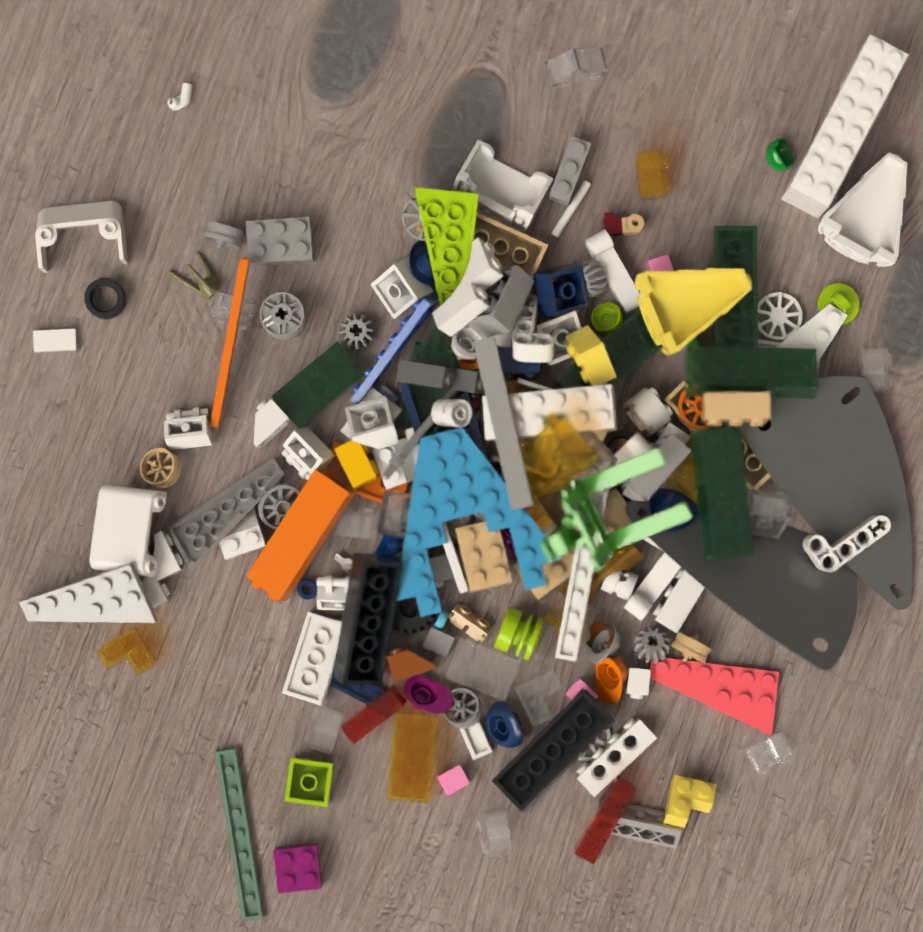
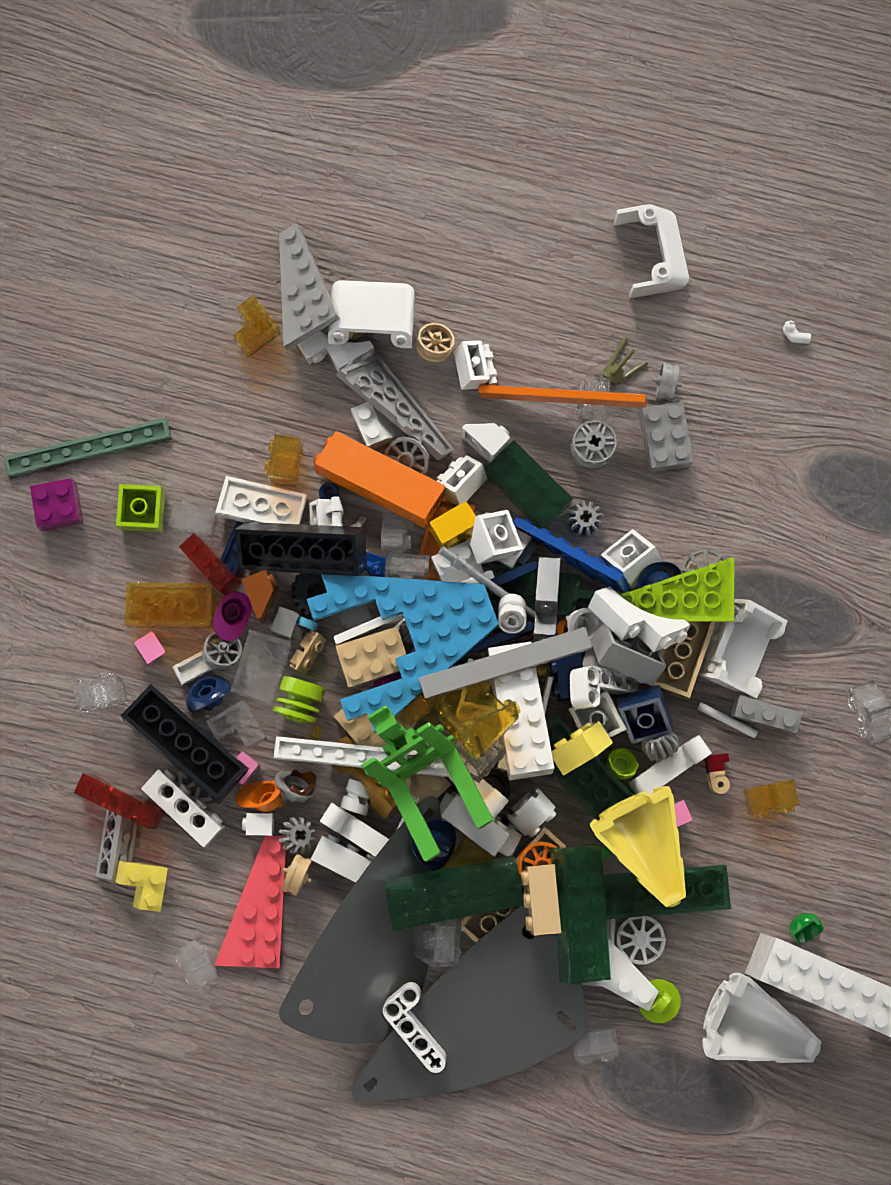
camera: 80 degrees right, 5 degrees down
(55, 340) = (549, 236): white tile -> none
(105, 282) = (593, 263): black tyre -> none
(273, 631) = (284, 460): none -> clear yellow brick

